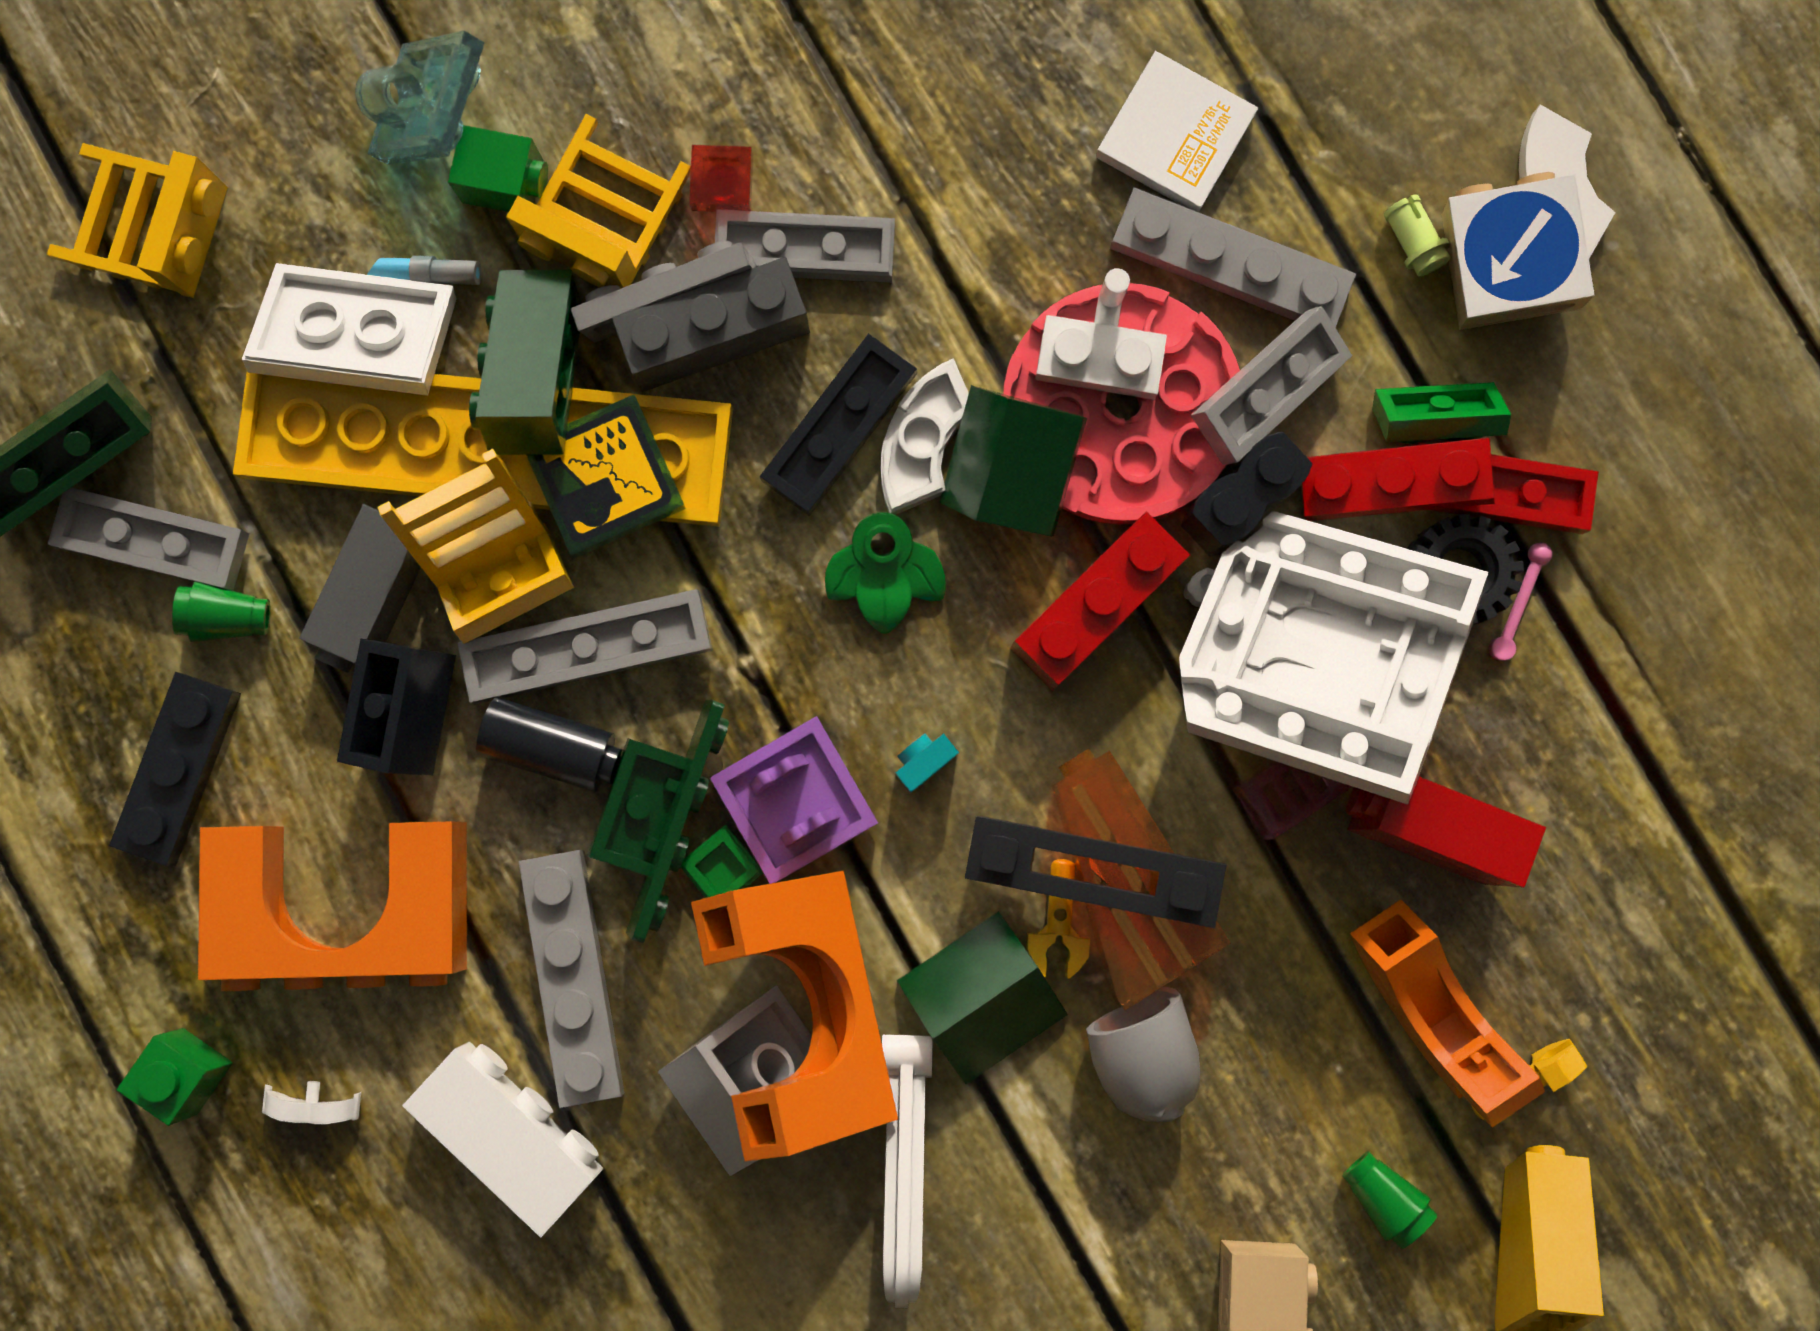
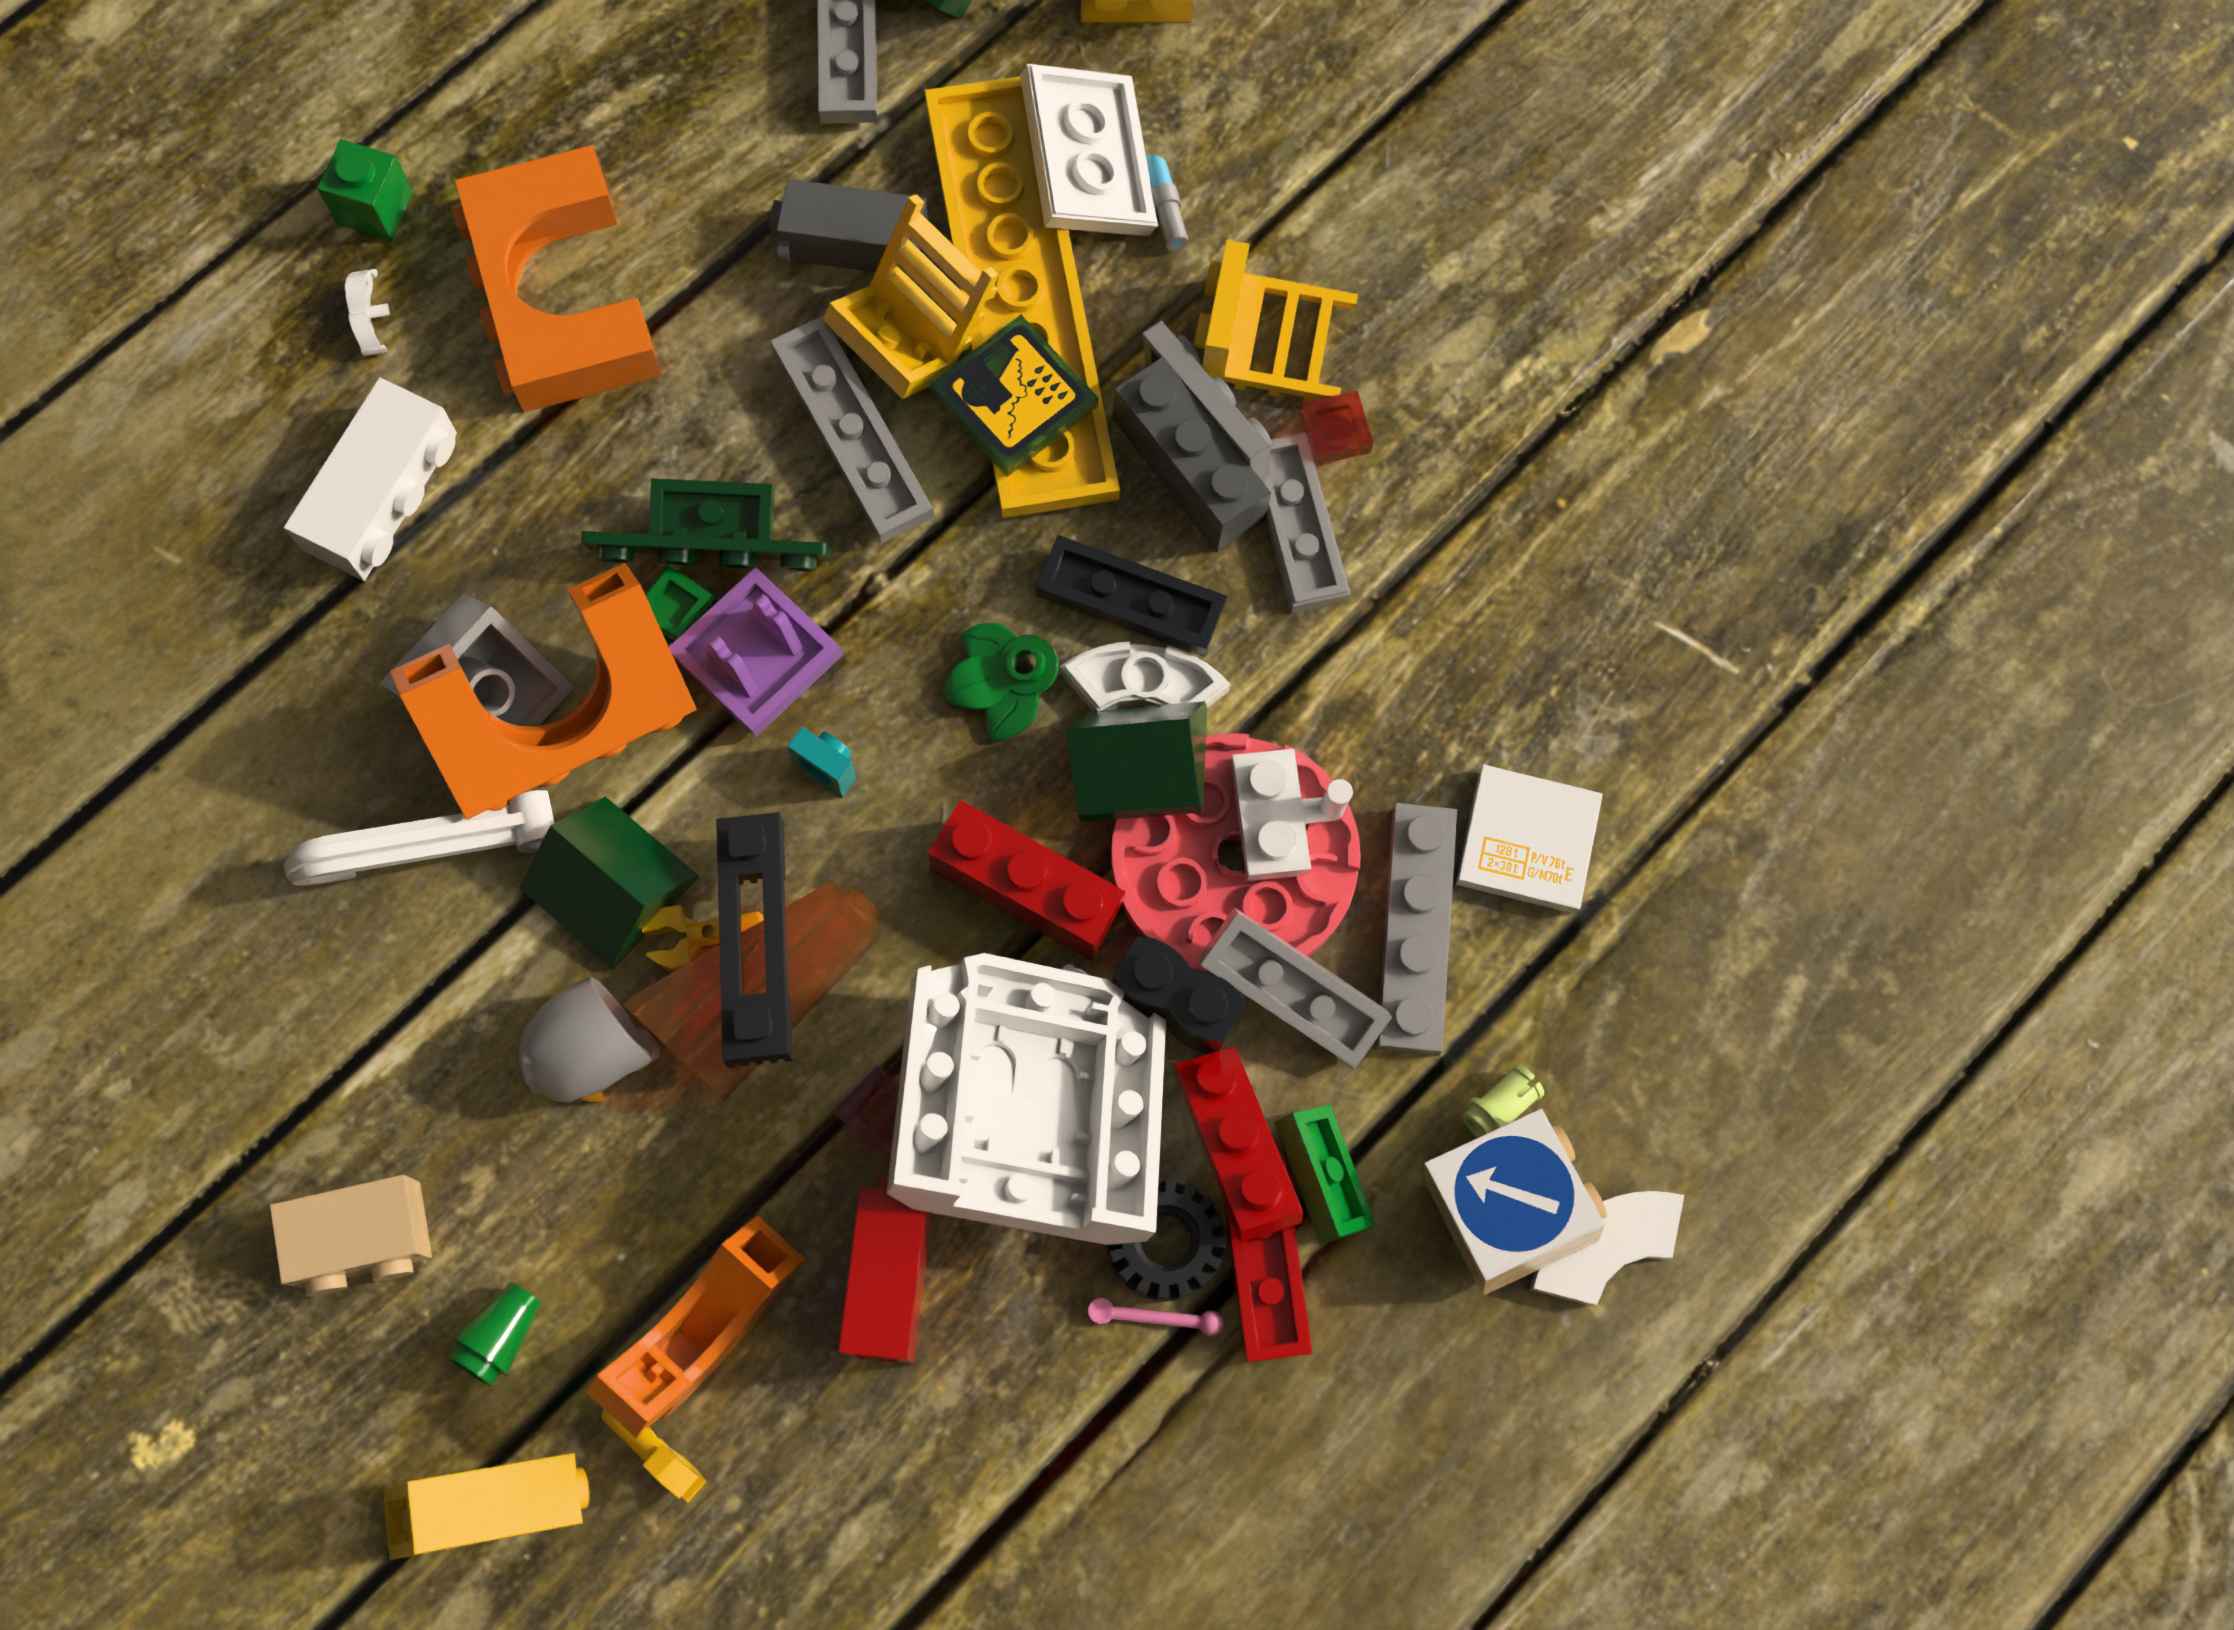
camera: 70 degrees right, 10 degrees down
(175, 769) = (645, 120): black plate -> none
(218, 613) = (794, 111): green cone -> none
(396, 708) = (746, 278): black brick -> none
(432, 91) = (1343, 153): clear light blue plate -> none
(496, 168) = (1277, 231): green brick -> none
(527, 363) = (1097, 298): brick -> none
(547, 745) = (749, 417): black brick -> none
(571, 978) = (535, 502): light grey plate -> none

